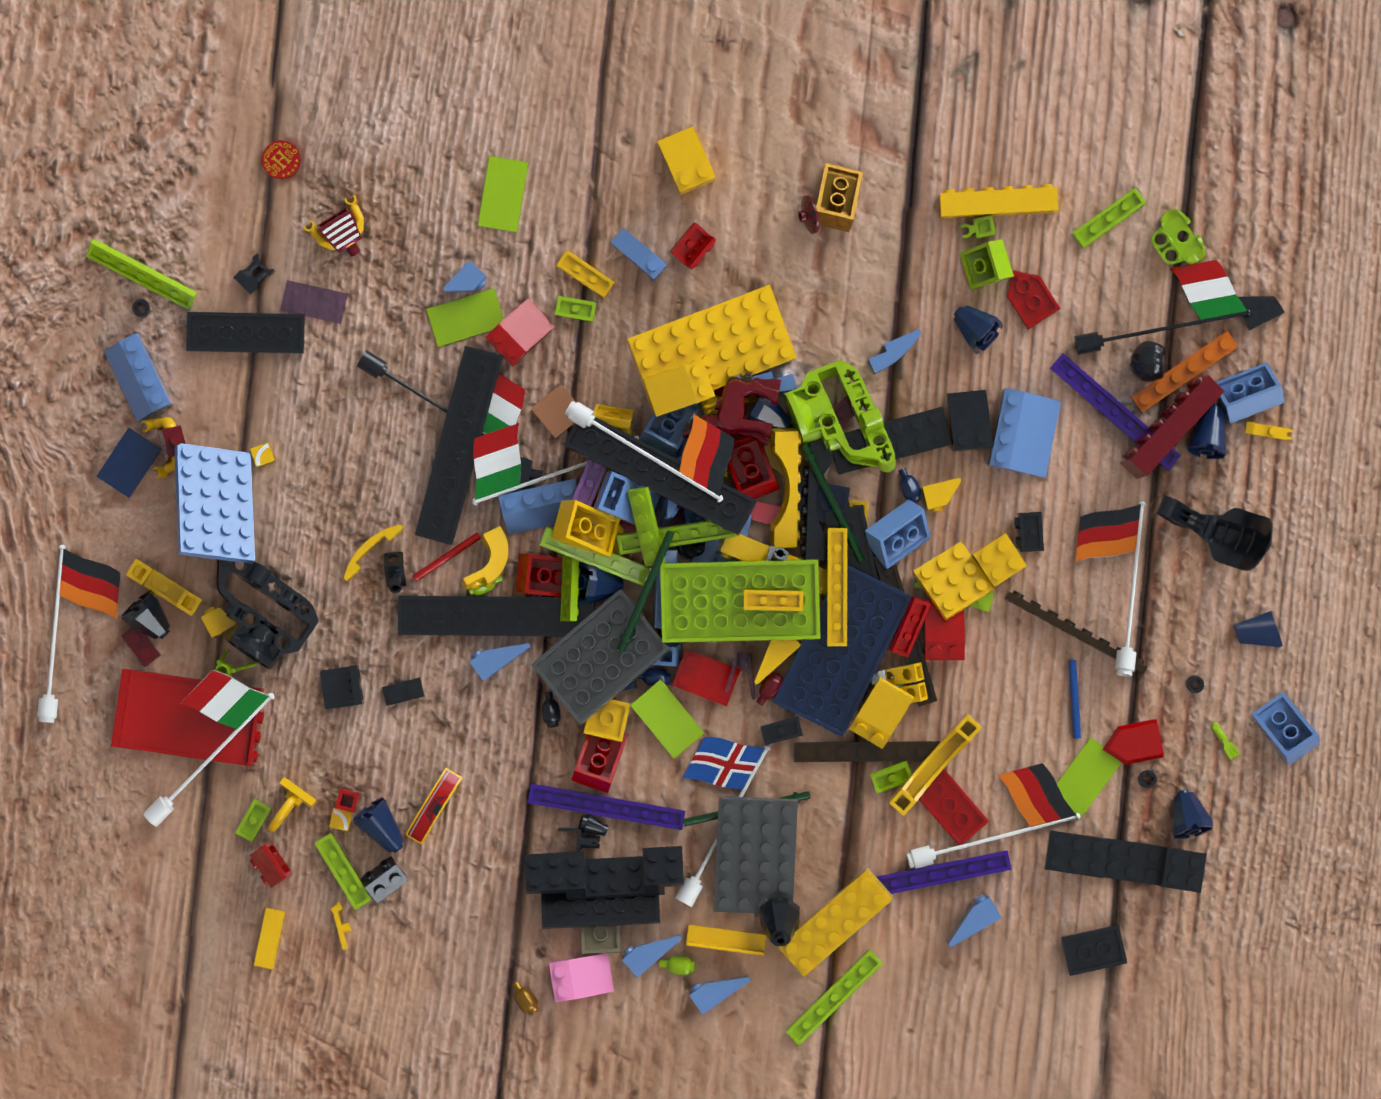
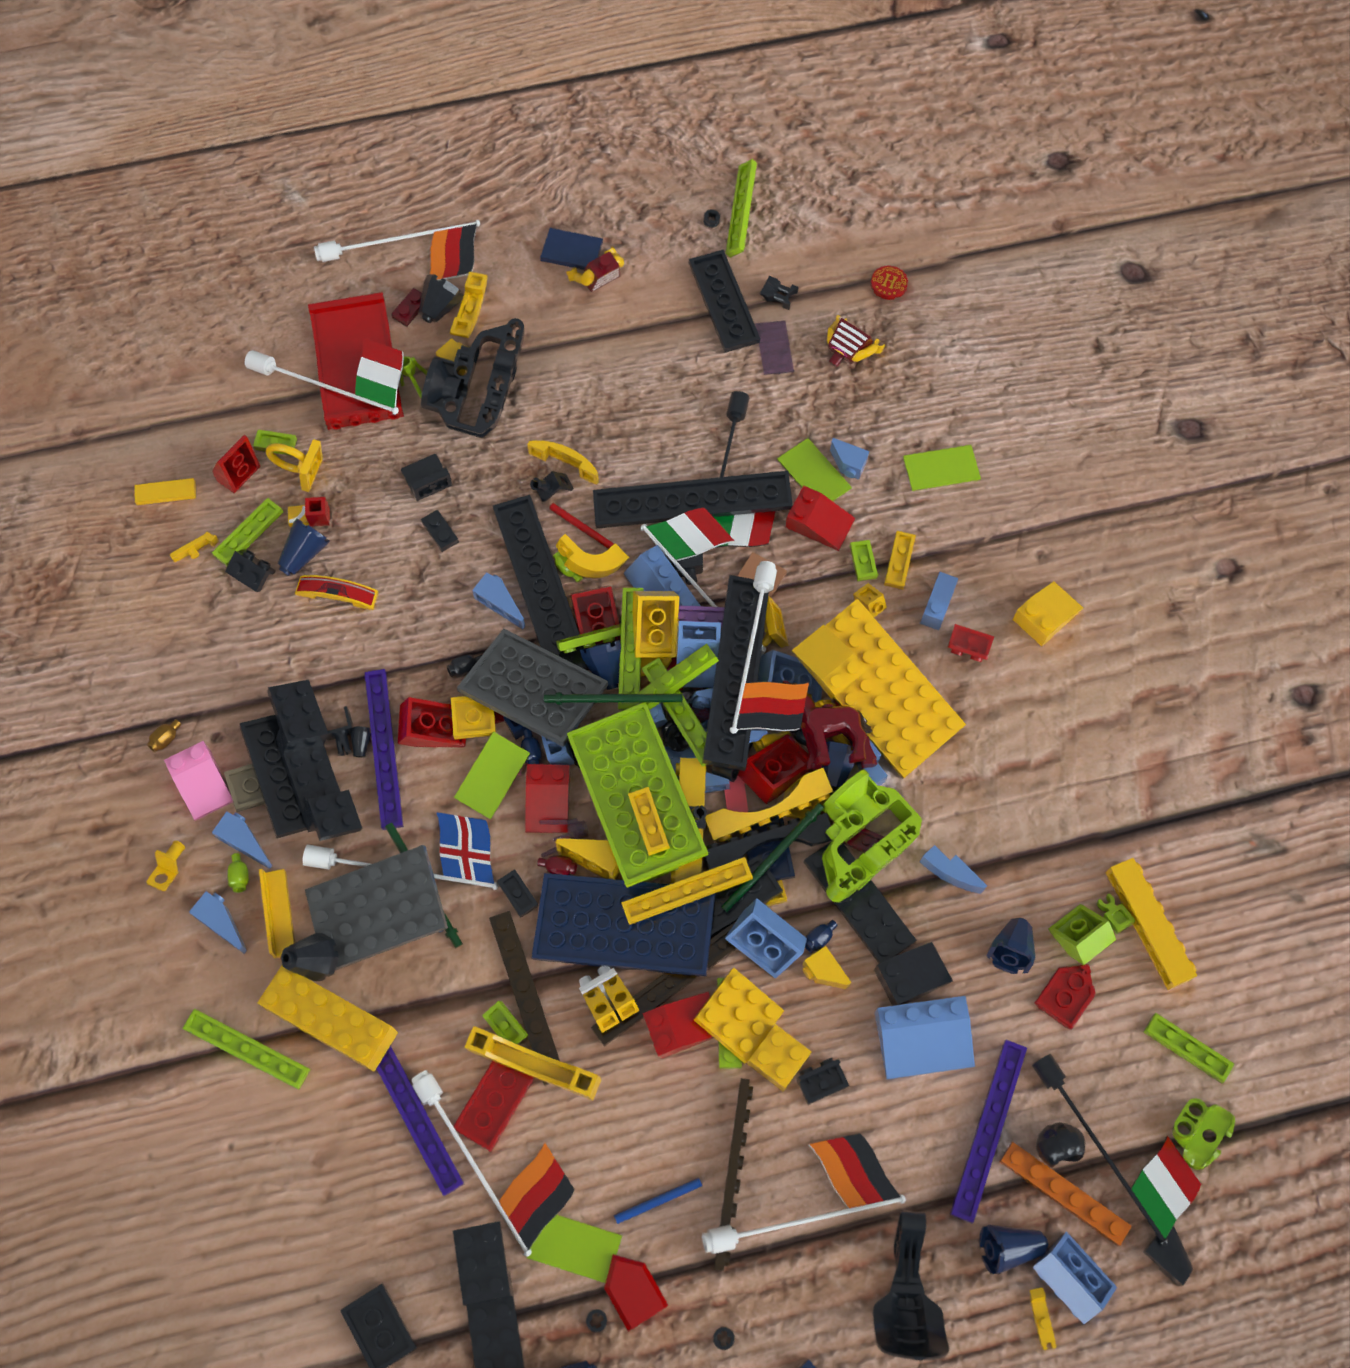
camera: 70 degrees right, 20 degrees down
(138, 377) = (652, 233): medium blue slope -> none
(214, 503) = (557, 307): plate -> none
(262, 454) = (619, 348): yellow tile -> none
(617, 318) = (871, 599): none -> yellow bracket
(649, 1024) = (166, 865): none -> yellow bracket
(809, 214) = (1050, 735): dark red dish -> none
(838, 197) = (1079, 761): pearl gold slope -> none
(881, 712) = (569, 985): yellow slope -> none
(910, 626) = (672, 984): red plate -> none
(977, 917) = (378, 1174): medium blue slope -> none
(1171, 426) = (1006, 1198): dark red brick -> none

